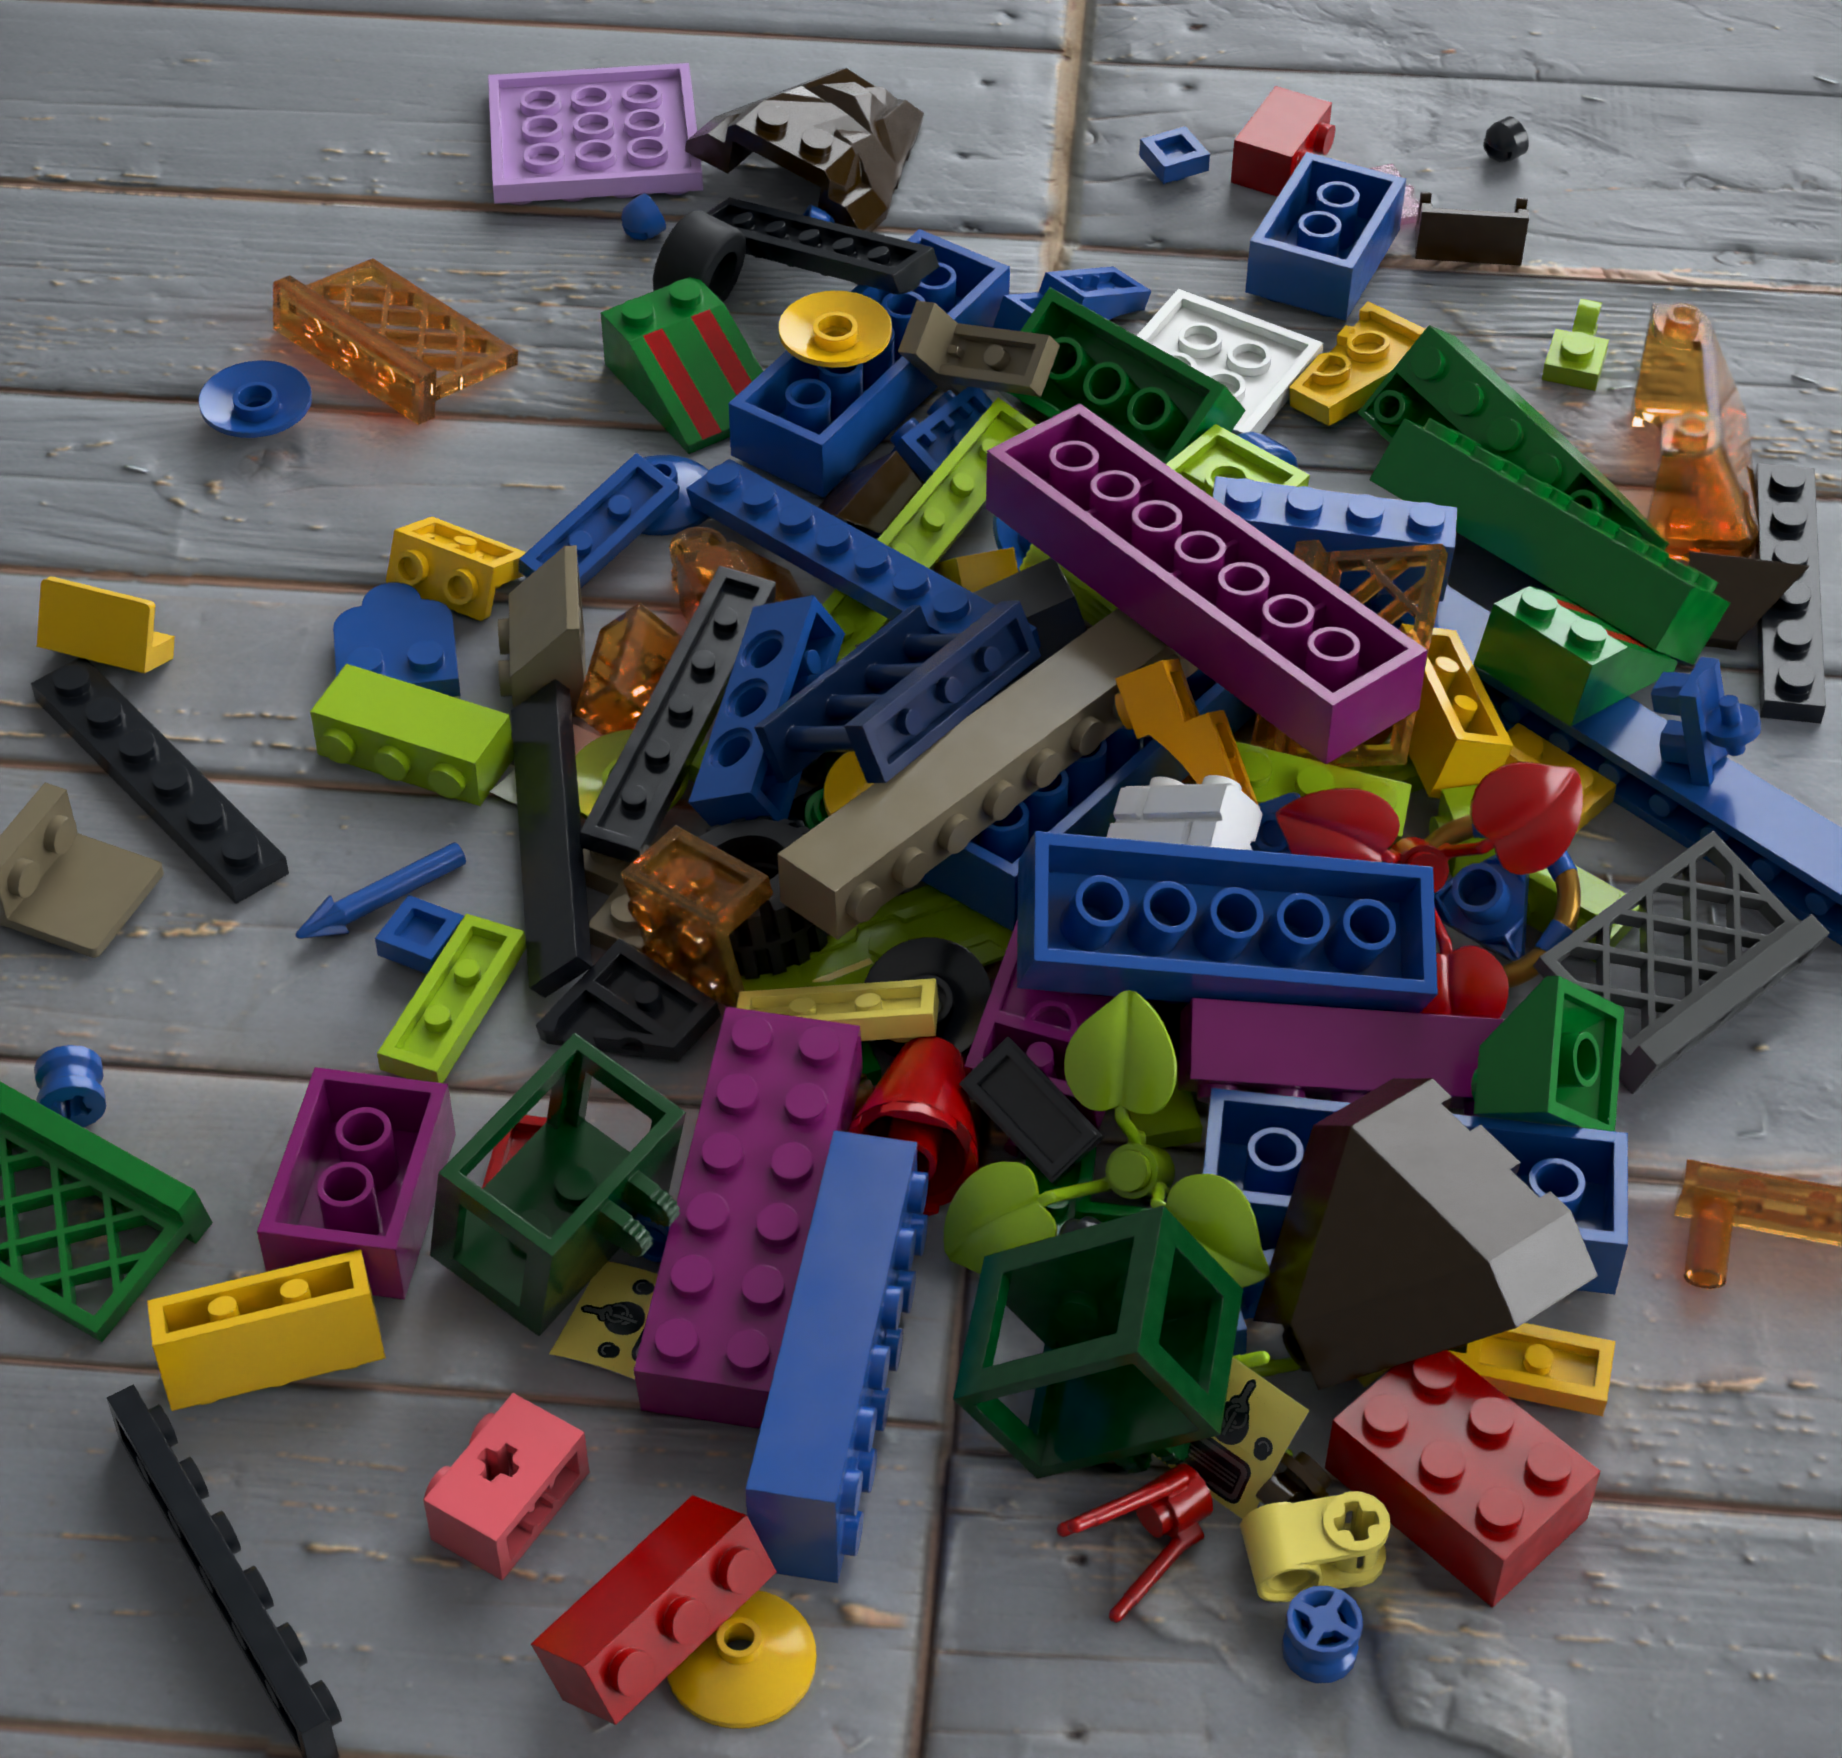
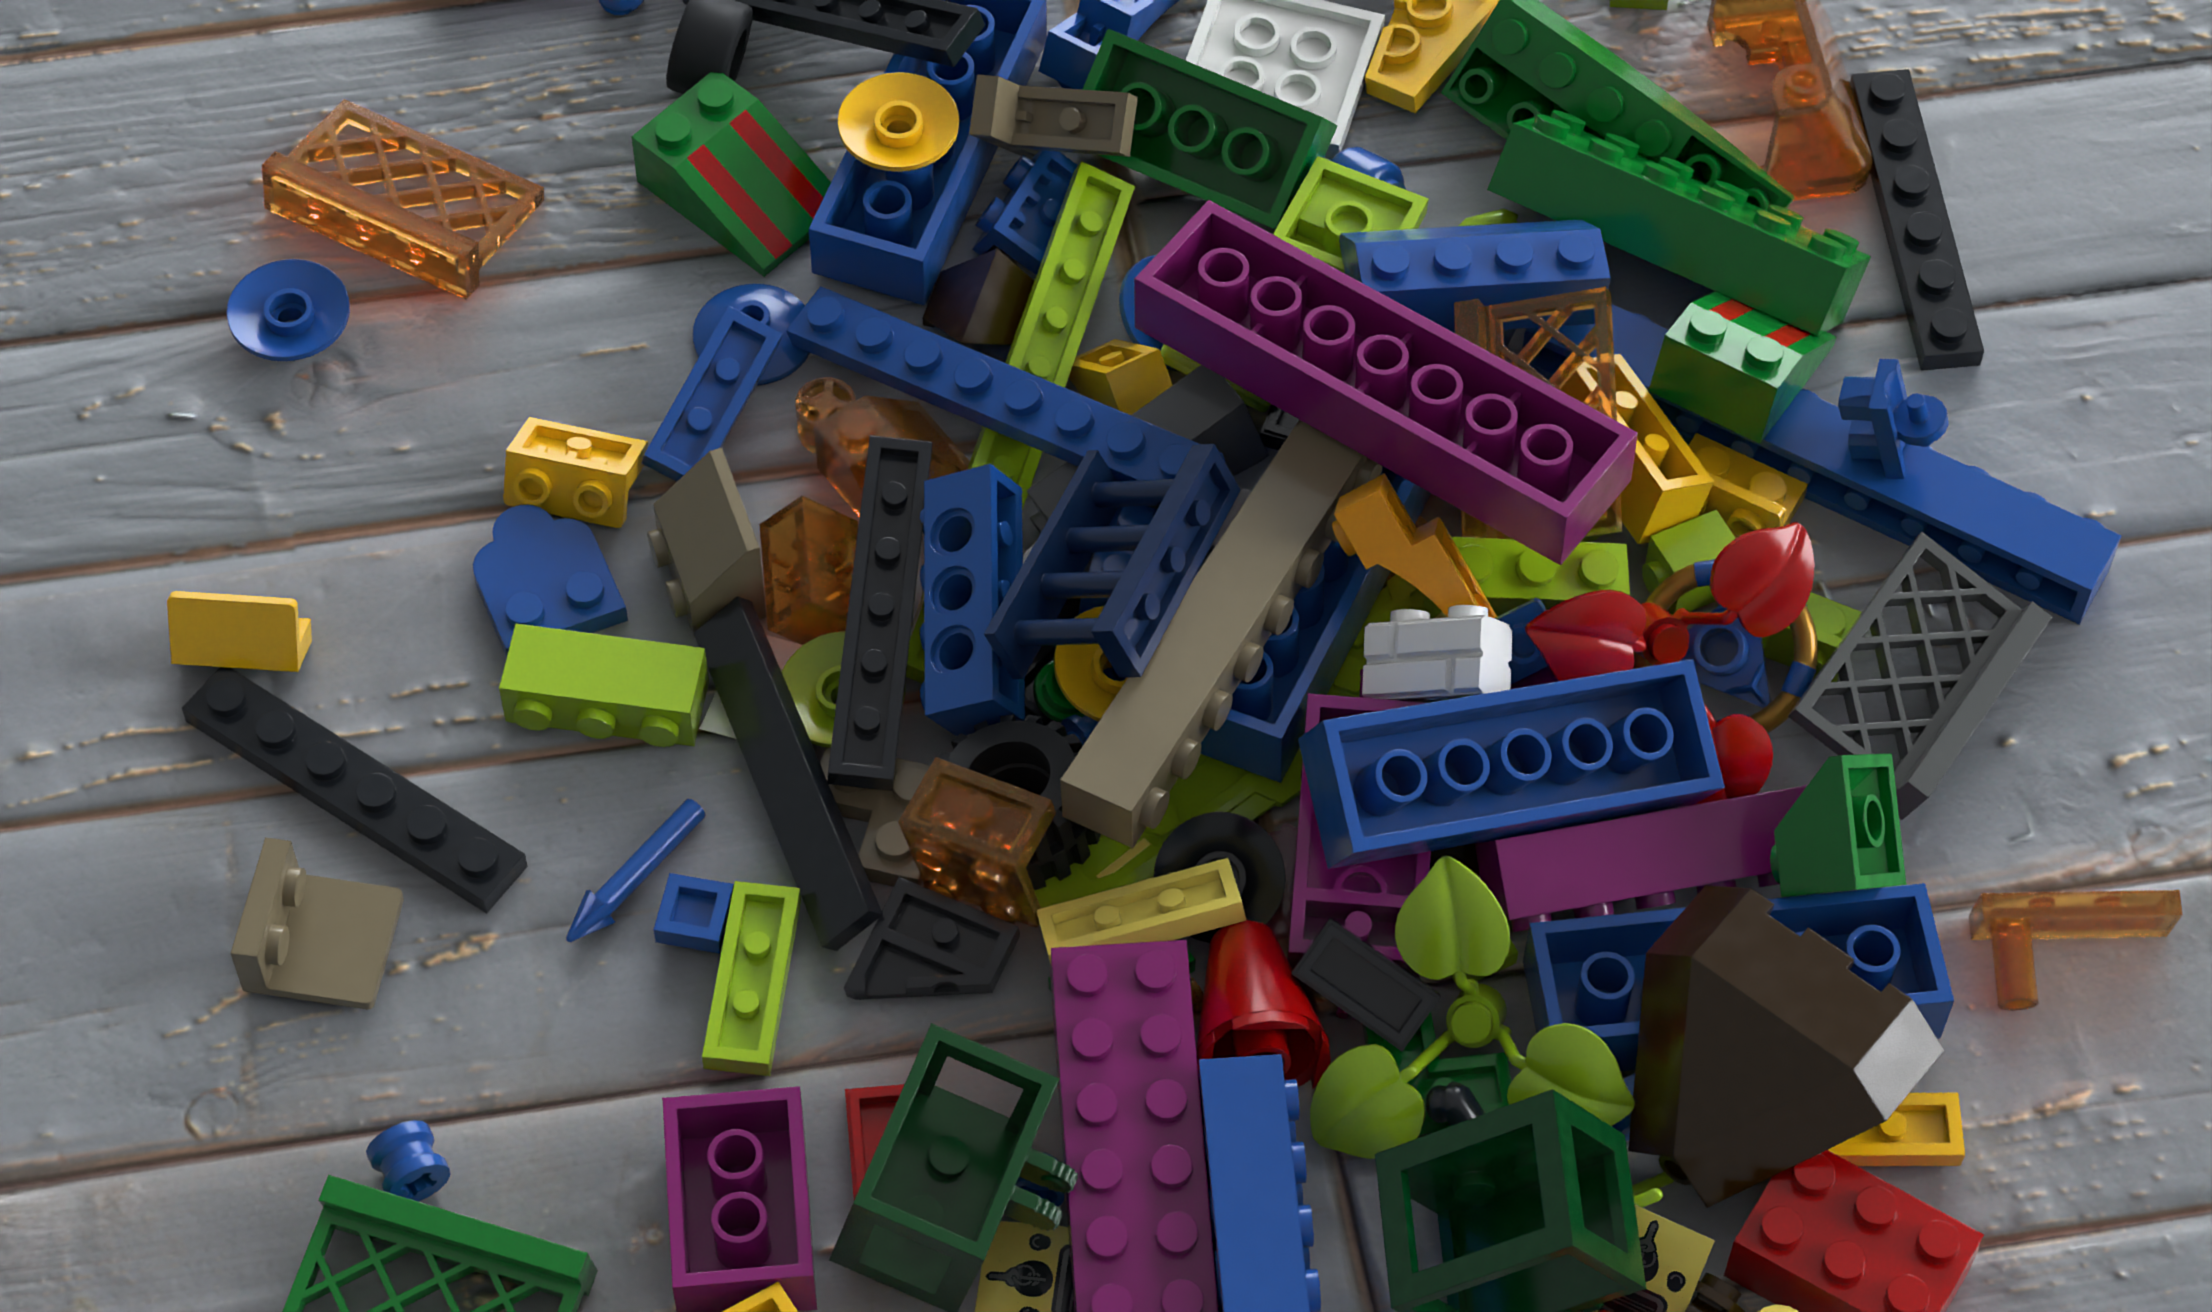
camera: 15 degrees left, 10 degrees up
(1749, 586) = (1879, 224): dark brown slope -> none

